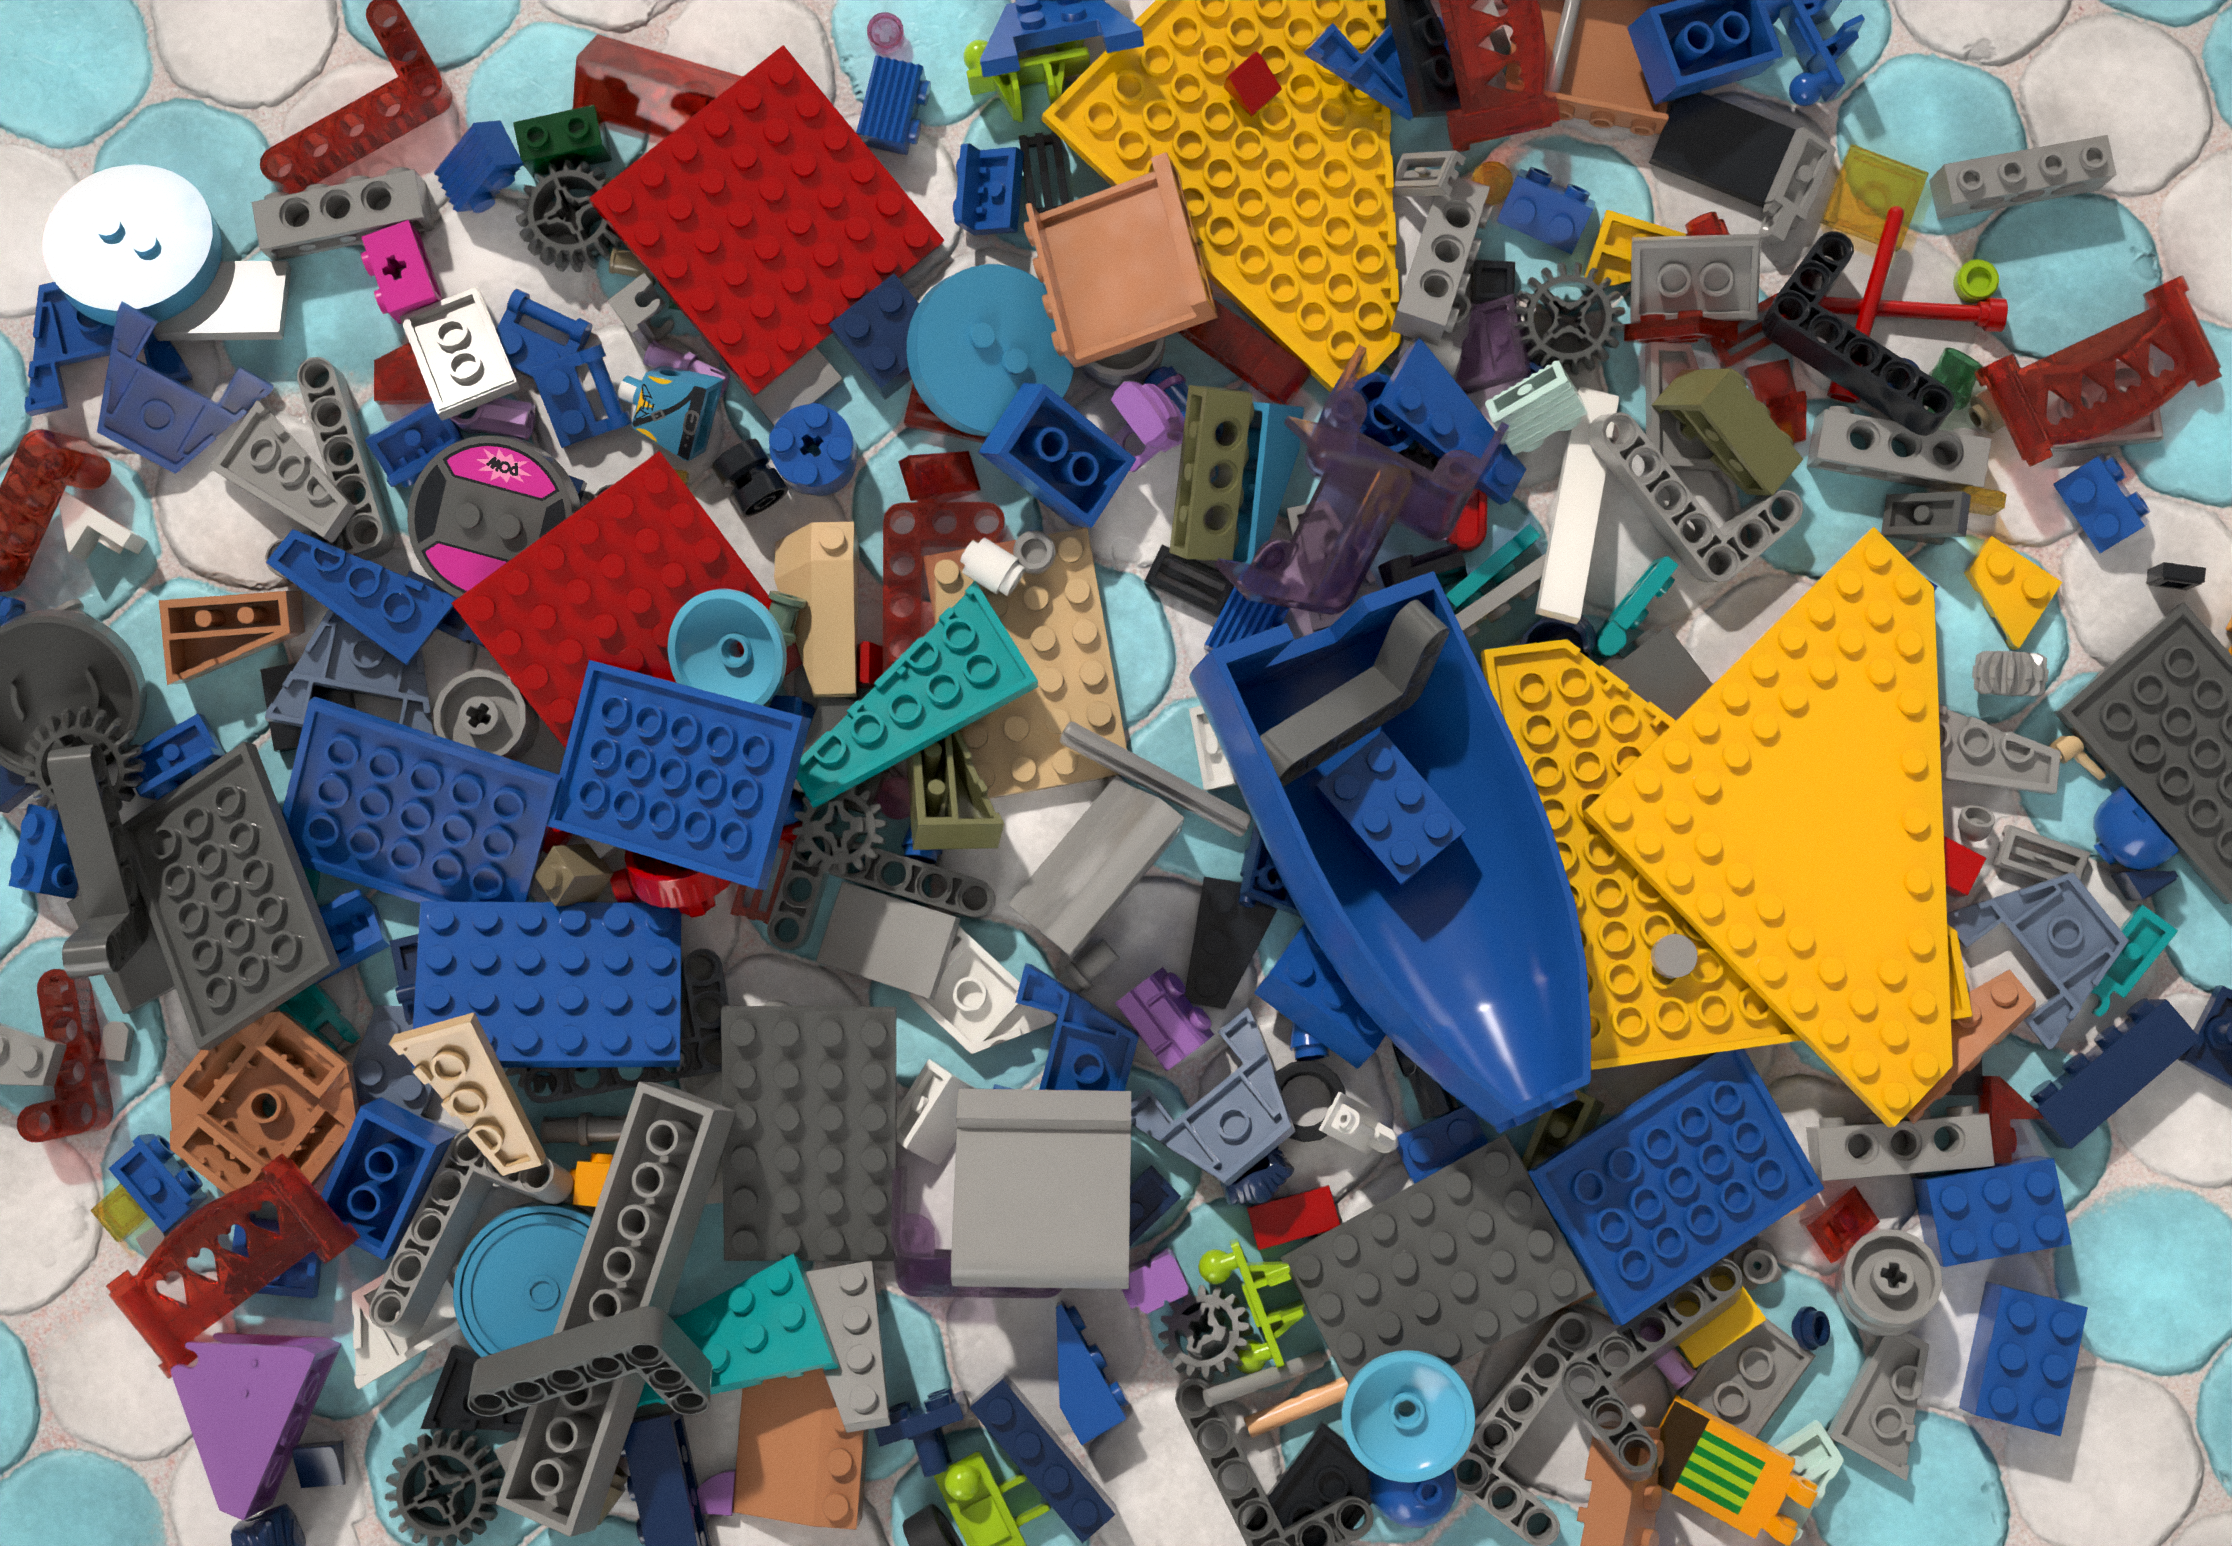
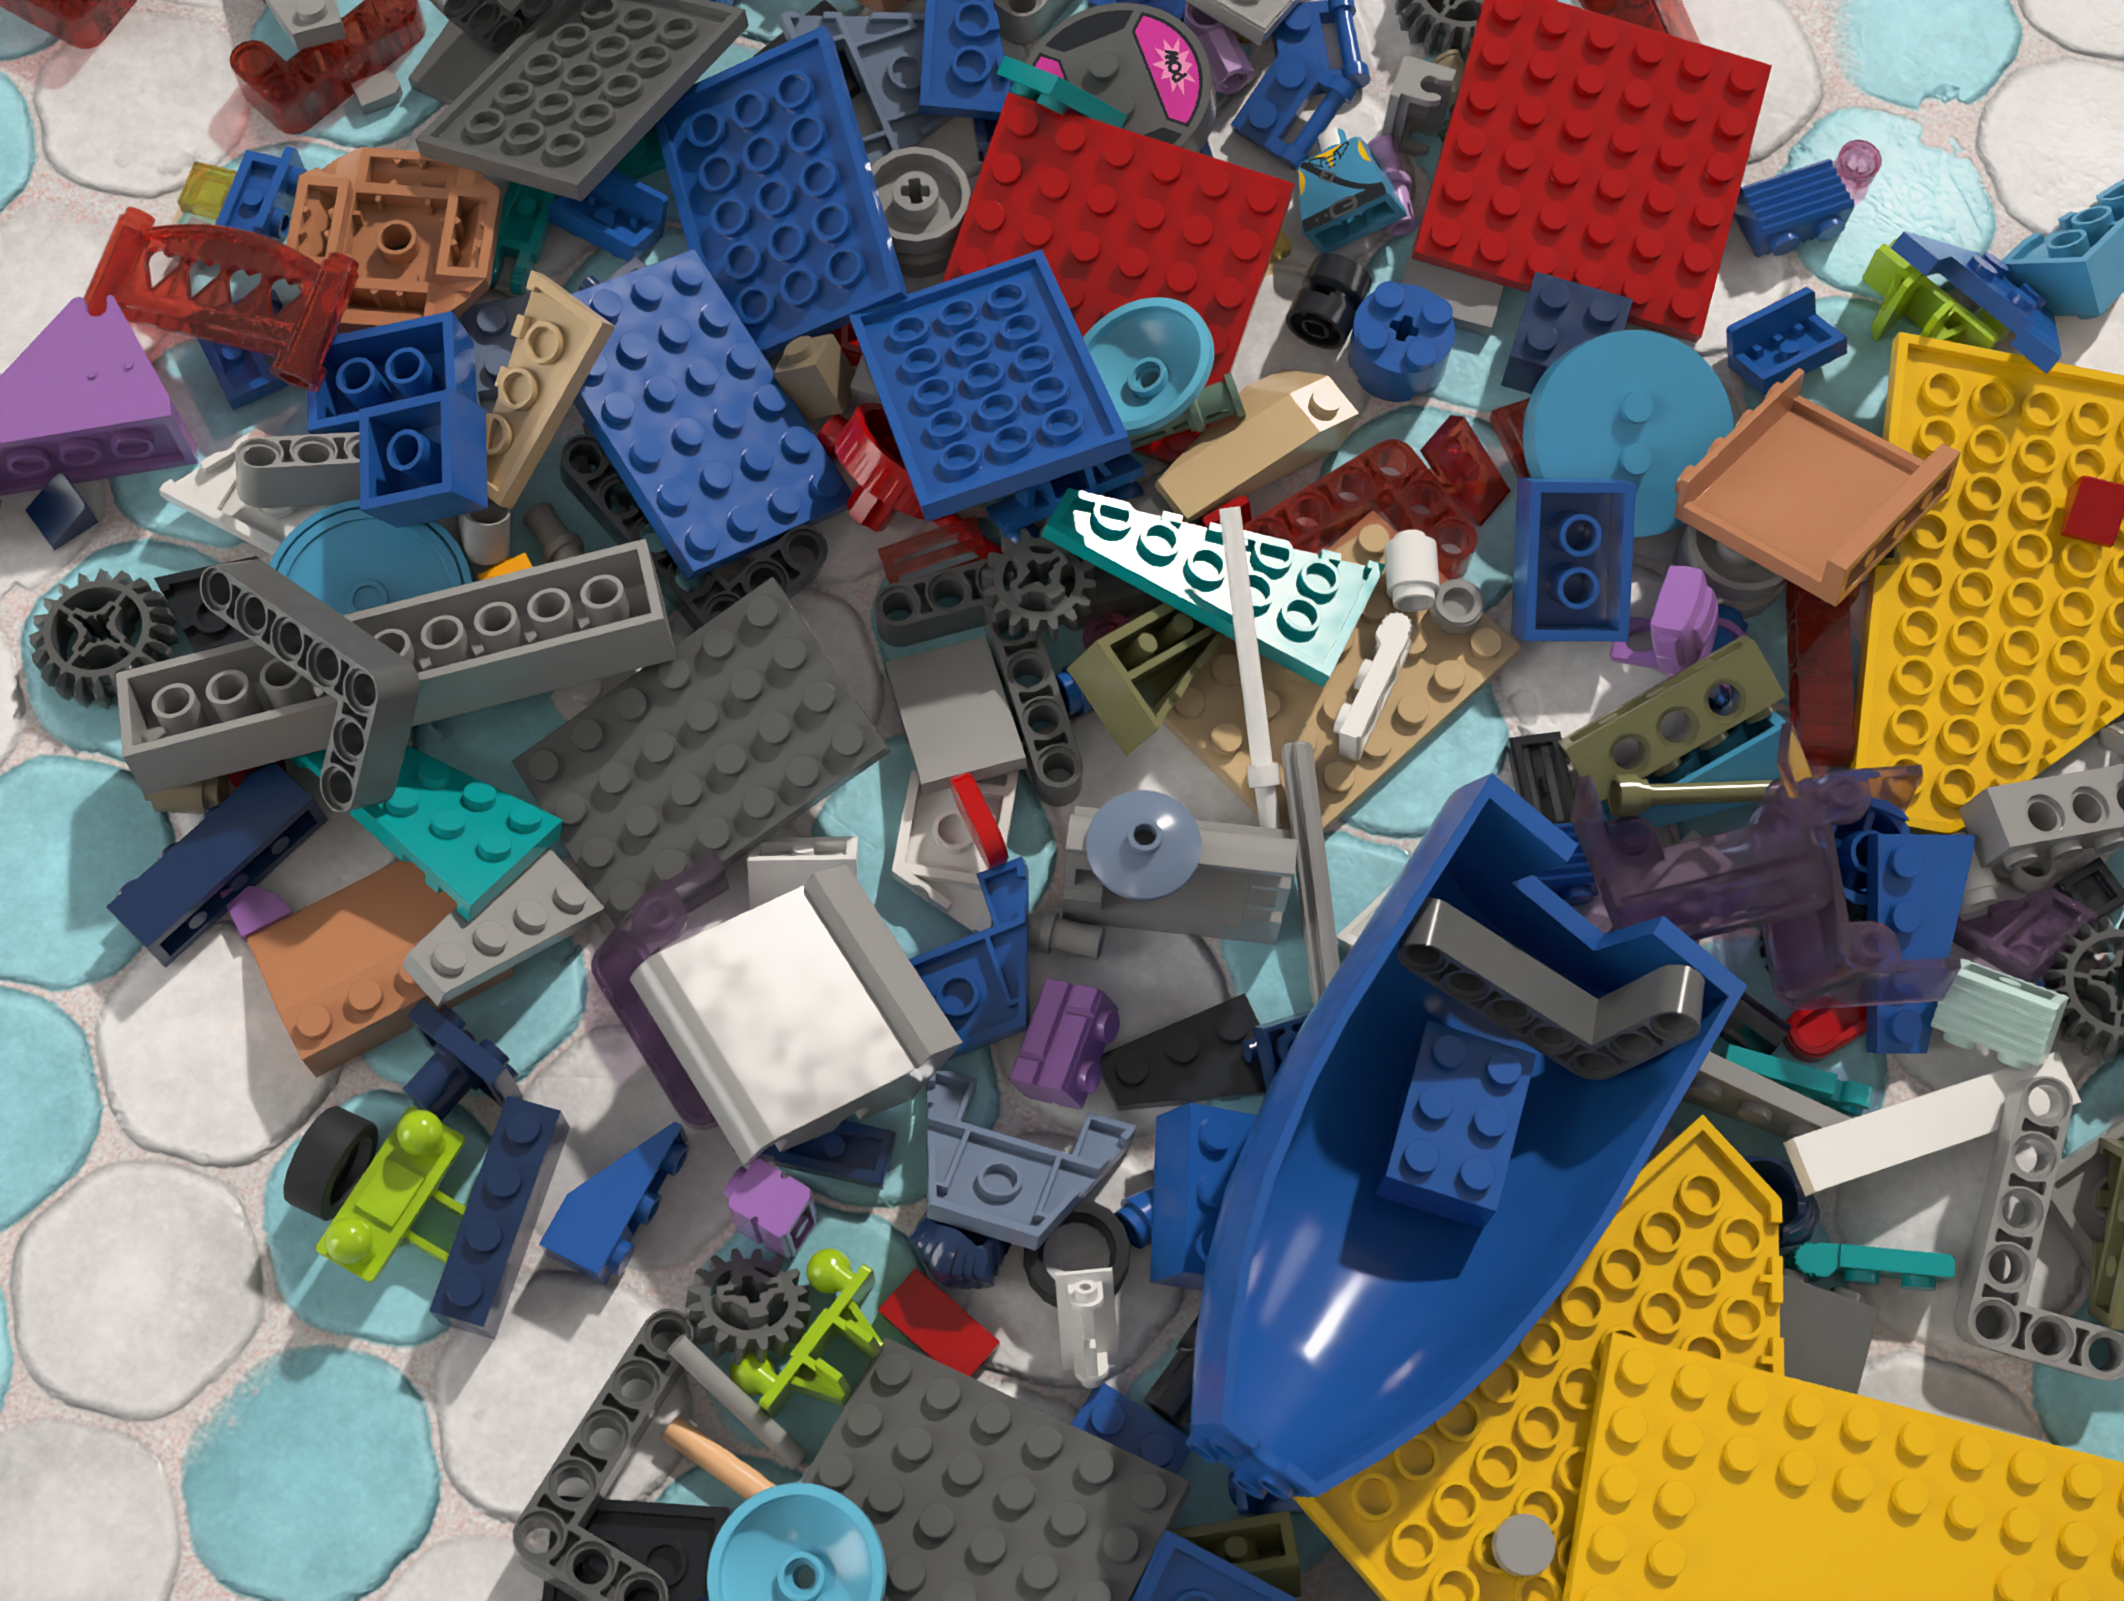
camera: 50 degrees right, 15 degrees down
(473, 567) = (1056, 93): none -> teal wing
(475, 1200) = (423, 458): none -> blue brick
(980, 977) = (979, 820): none -> red tile
(1040, 142) = (1866, 366): black tile -> none
(1055, 647) = (1374, 684): none -> white hinge
(1066, 764) = (1263, 772): none -> white bar
(1104, 927) = (1138, 869): none -> sand blue dish
(1247, 538) = (1630, 795): none -> olive piece

